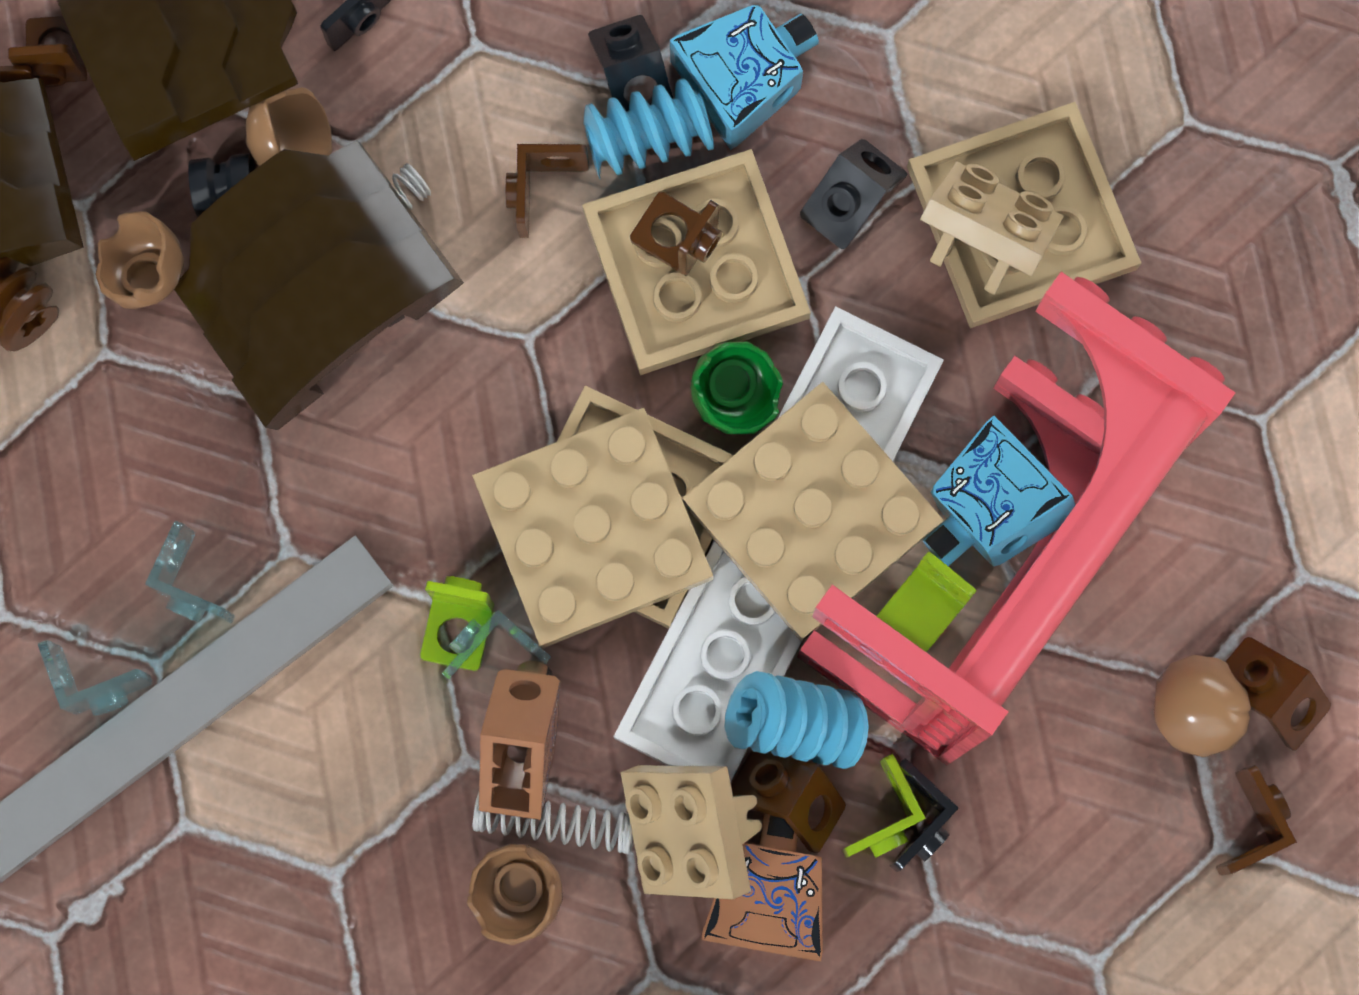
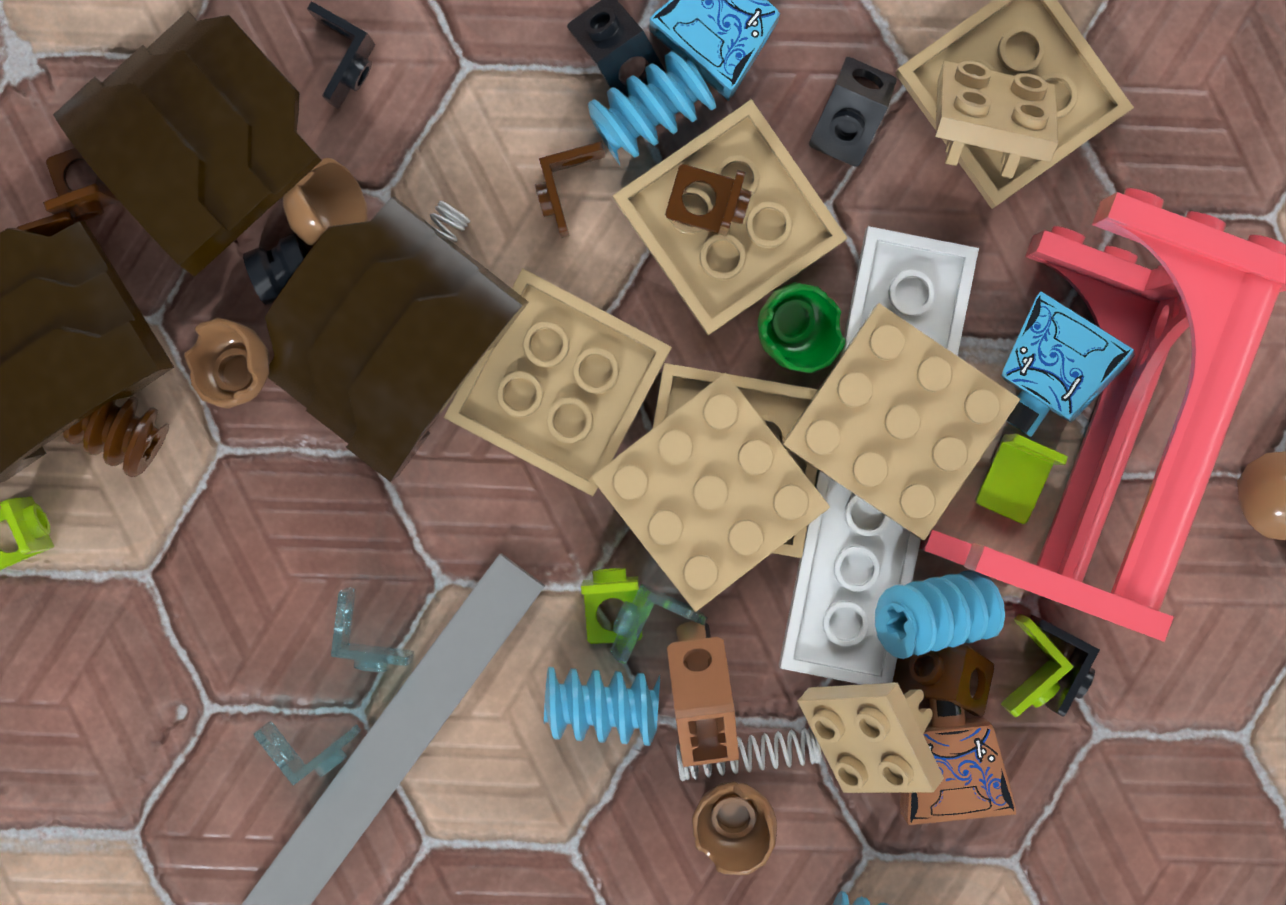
camera: 20 degrees left, 10 degrees up
(412, 723) = (601, 706): none -> medium azure piece
(471, 378) = (560, 384): none -> tan plate

